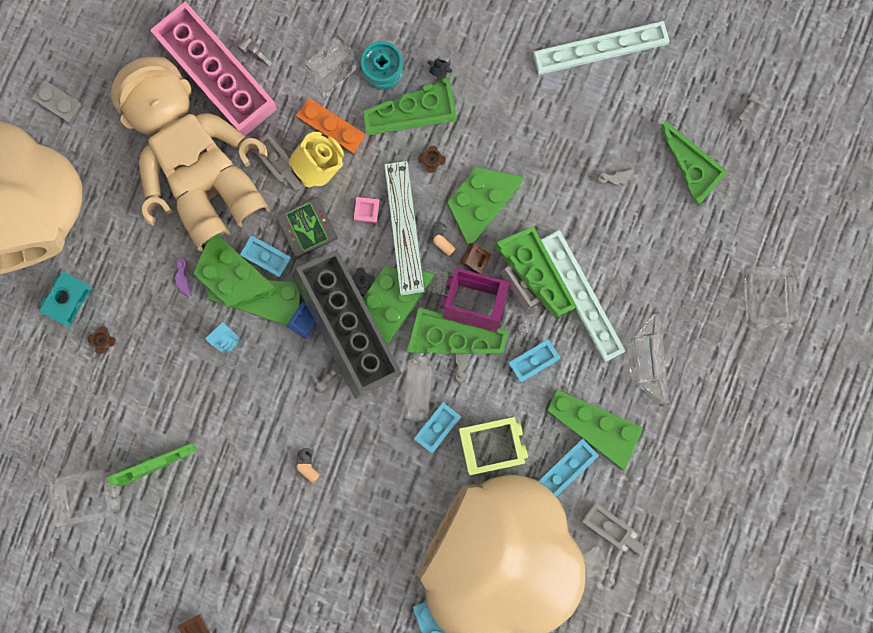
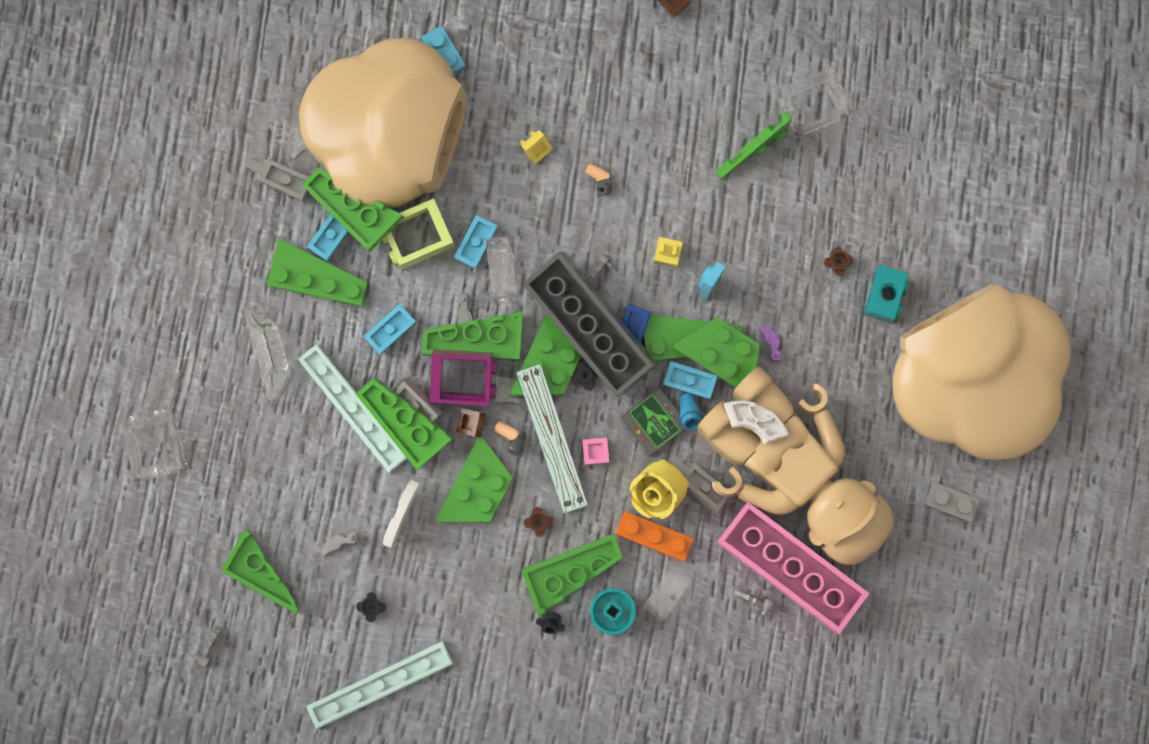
camera: 170 degrees right, 0 degrees up
(210, 196) = (756, 418): none -> white tile
(258, 382) = (668, 251): none -> light yellow tile
(272, 224) = (689, 412): none -> dark azure cone
(360, 509) = (536, 146): none -> light yellow tile
(539, 464) = (364, 221): none -> bright green wing
(555, 188) = (397, 521): none -> white tile
(599, 109) = (371, 600): none -> black plate

